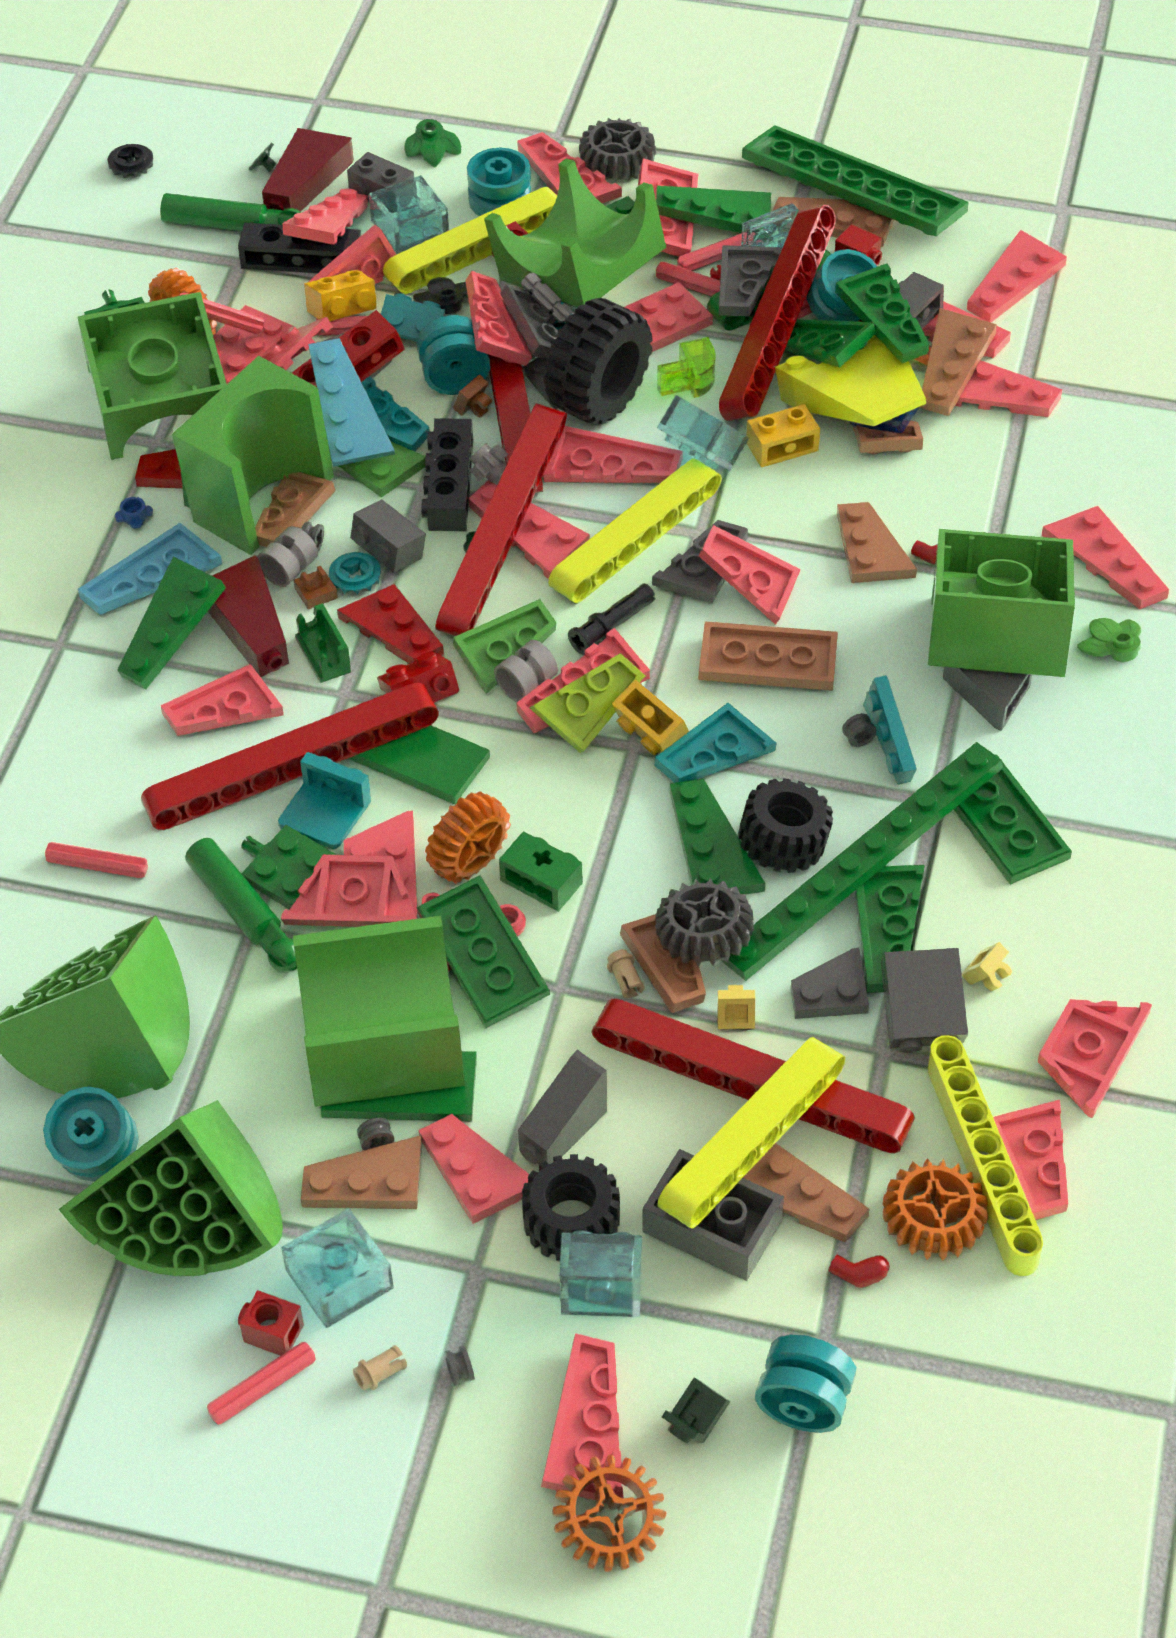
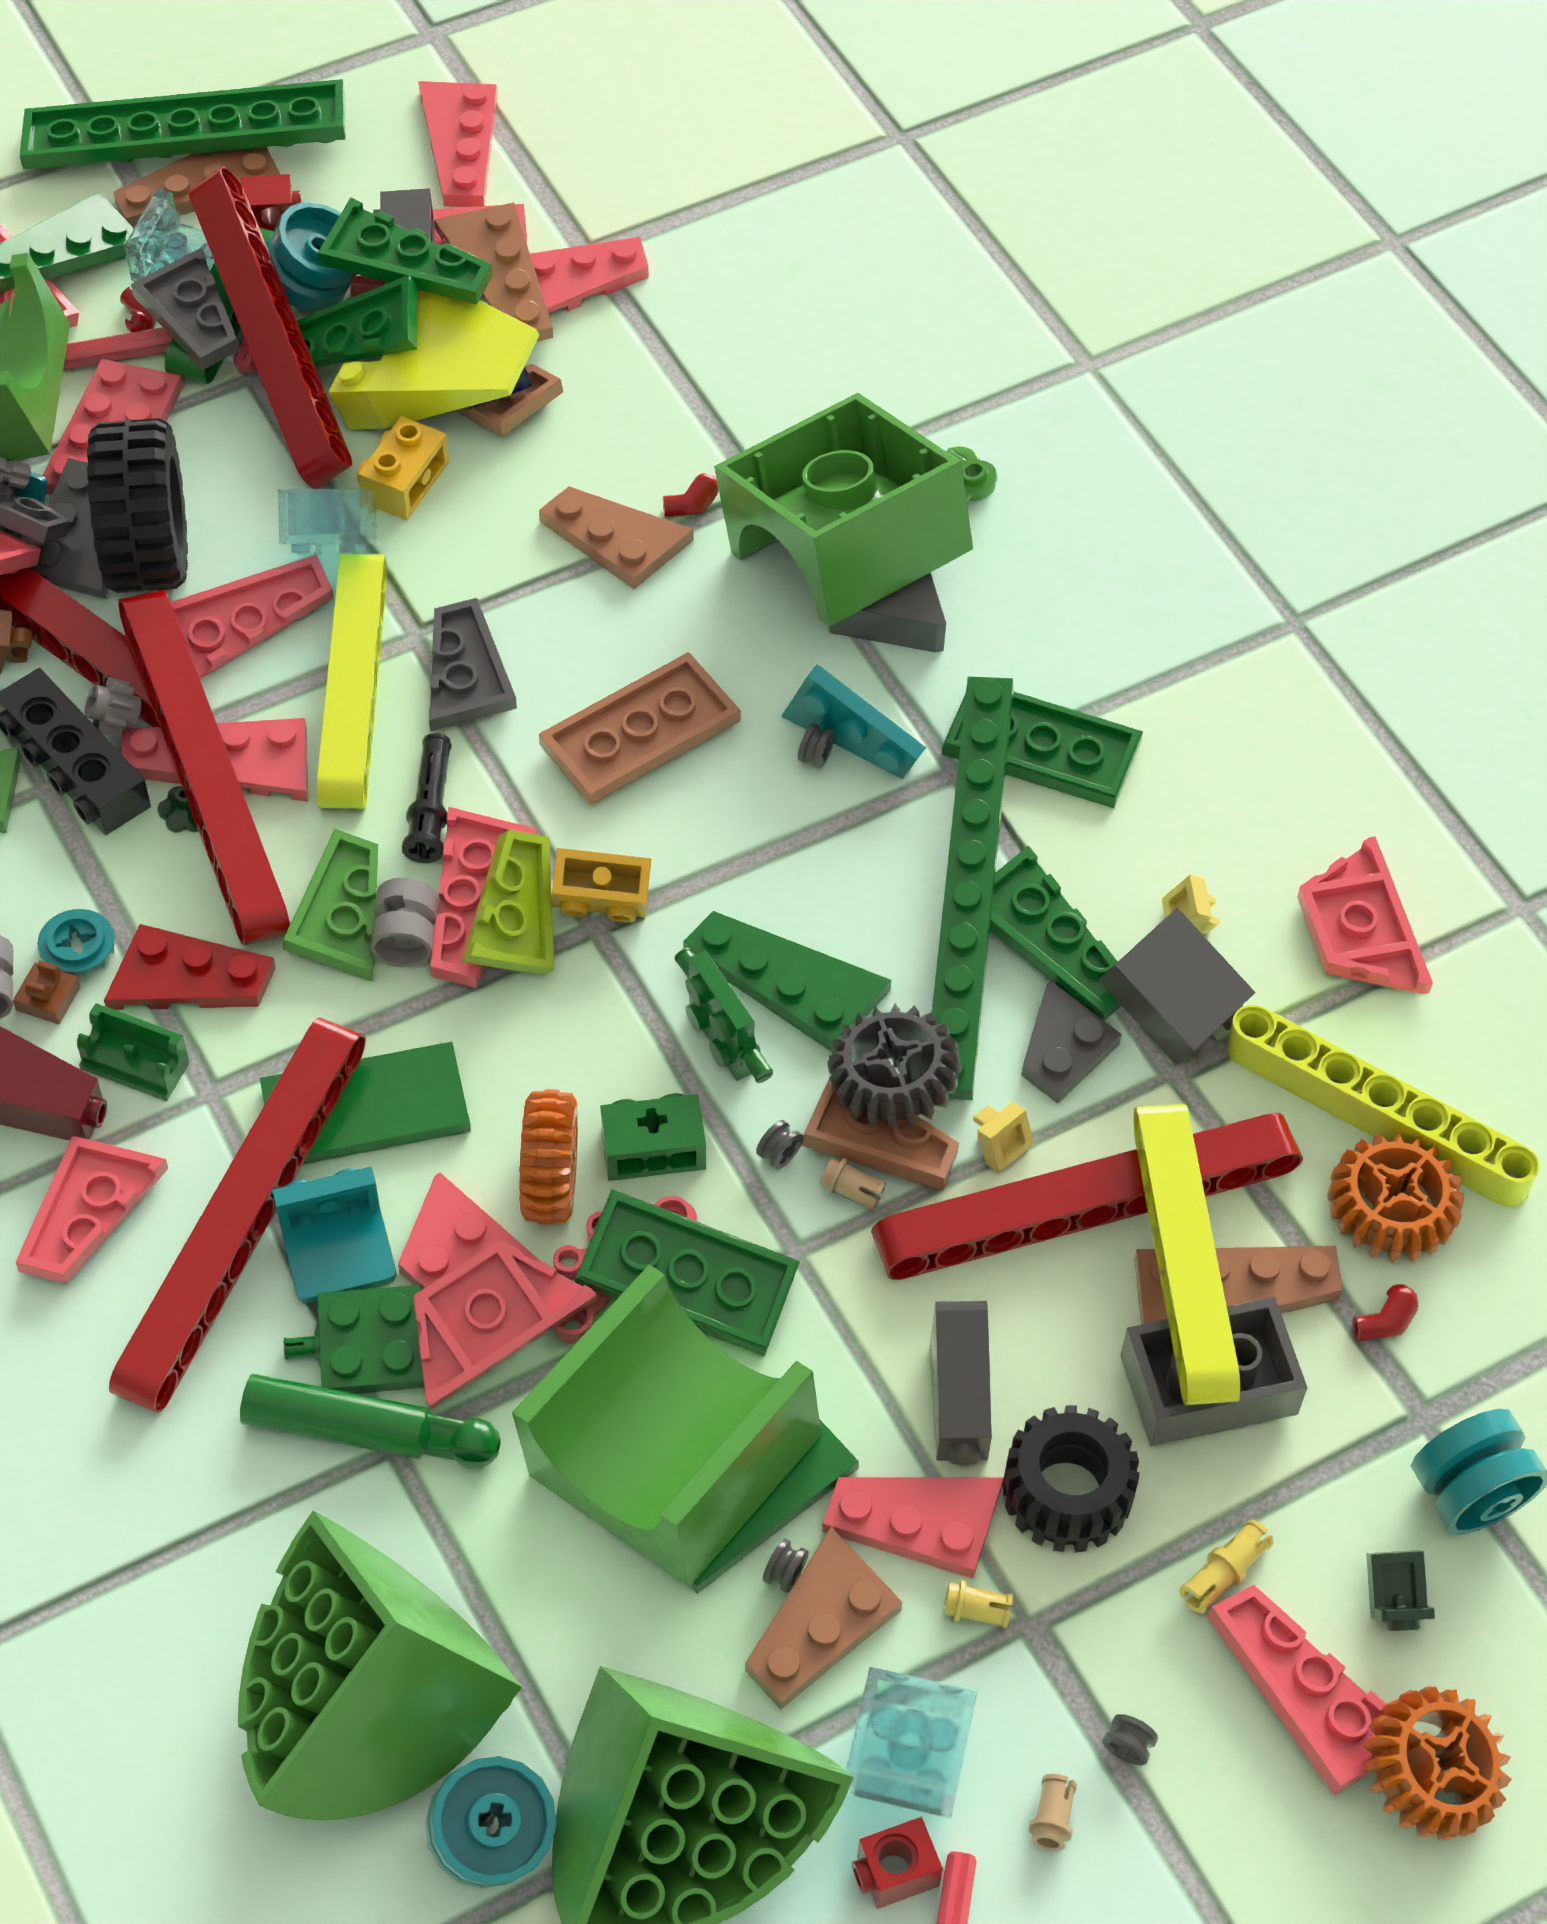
camera: 45 degrees left, 5 degrees up
(96, 860) = (127, 1503): coral axle -> none
(387, 535) = (78, 871): dark grey brick -> none
(429, 669) = (285, 1013): red bracket -> none
(453, 1232) = (977, 1604): none -> light yellow pin
(601, 1274) = (1179, 1521): clear light blue brick -> none
(605, 923) = (779, 1144): none -> dark grey bush
(613, 1323) = (1226, 1566): none -> light yellow pin
(637, 831) = (721, 1017): none -> green plate
(692, 372) = (225, 452): clear neon green brick -> none
(708, 254) = (103, 301): coral axle -> none
(713, 746) = (687, 867): teal wing -> none
(751, 571) = (533, 643): coral wing -> none
(785, 825) = (858, 901): black tyre -> none
(1036, 1151) = (1418, 1059): coral wing -> none
(1109, 555) = (825, 378): coral wing -> none

